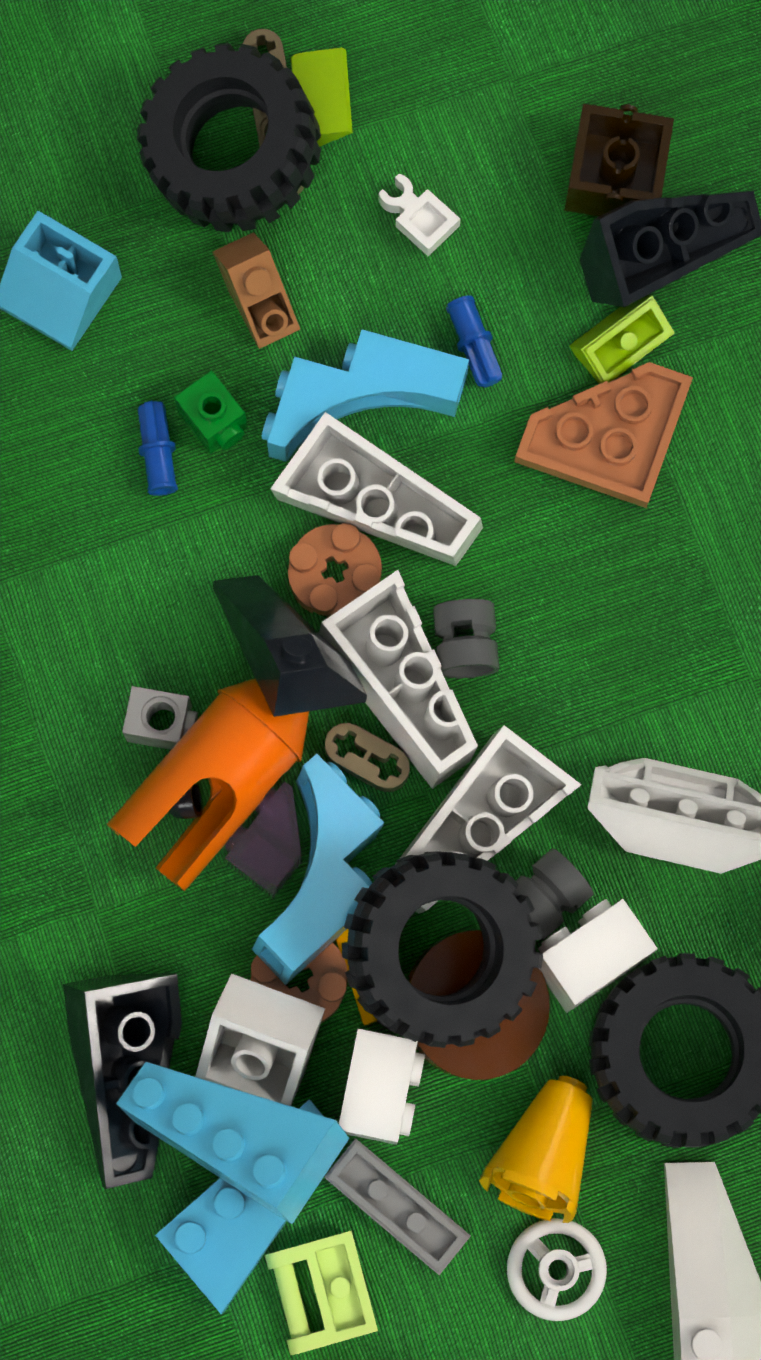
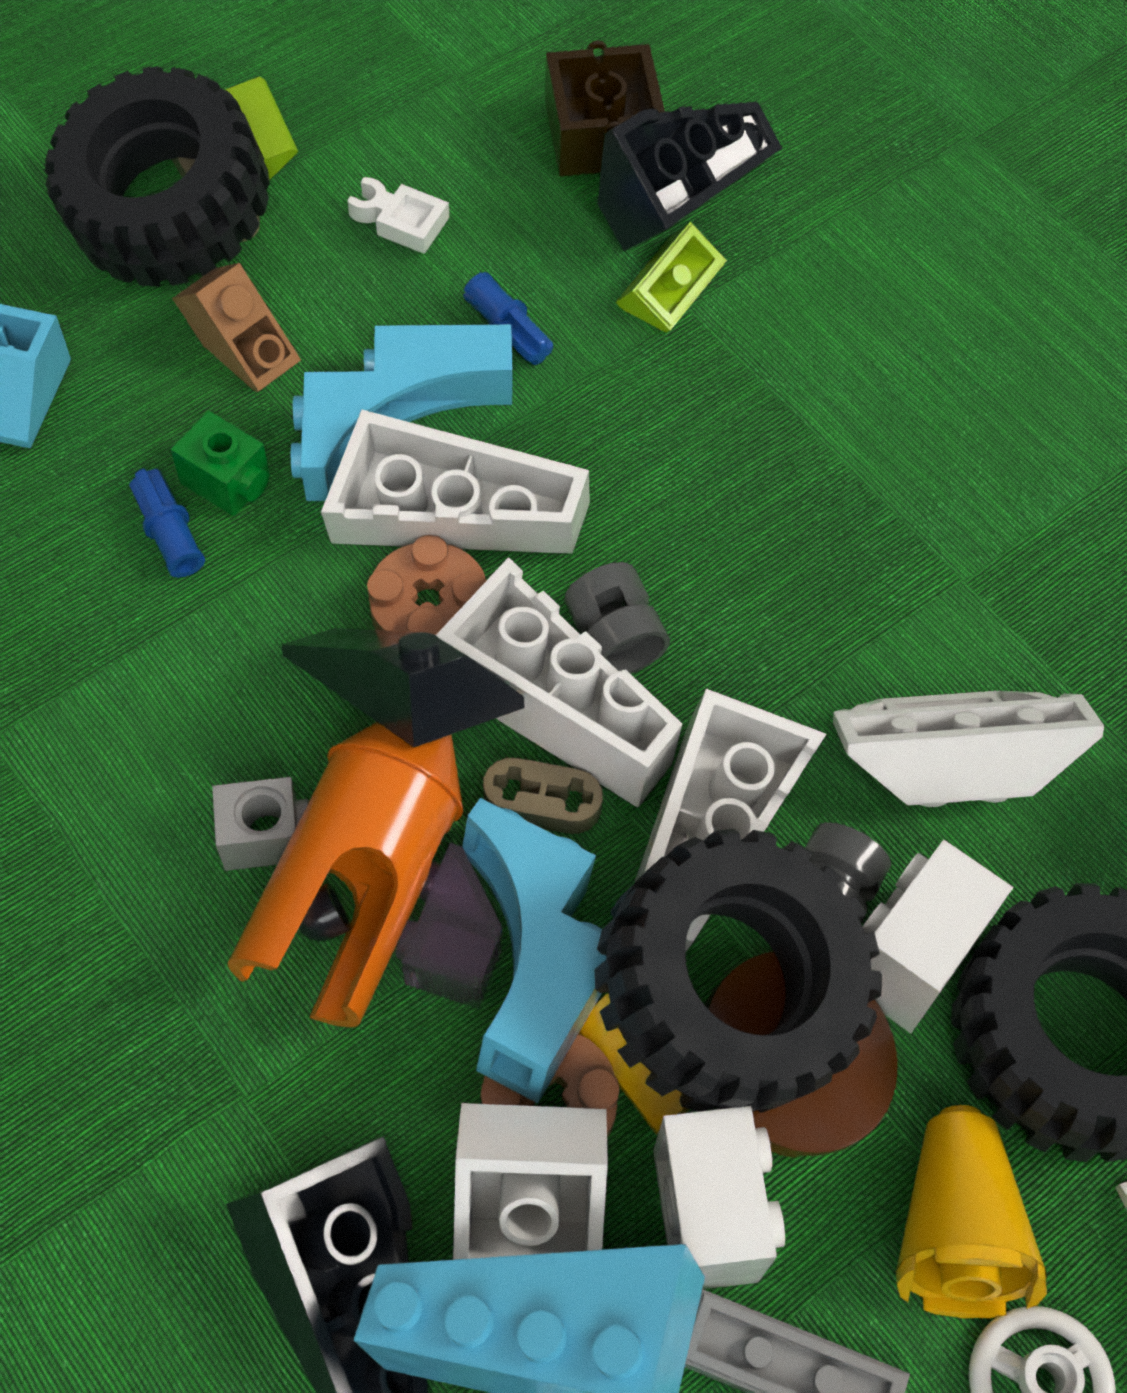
camera: 20 degrees left, 15 degrees down
(610, 433) = (697, 370): nougat plate -> none

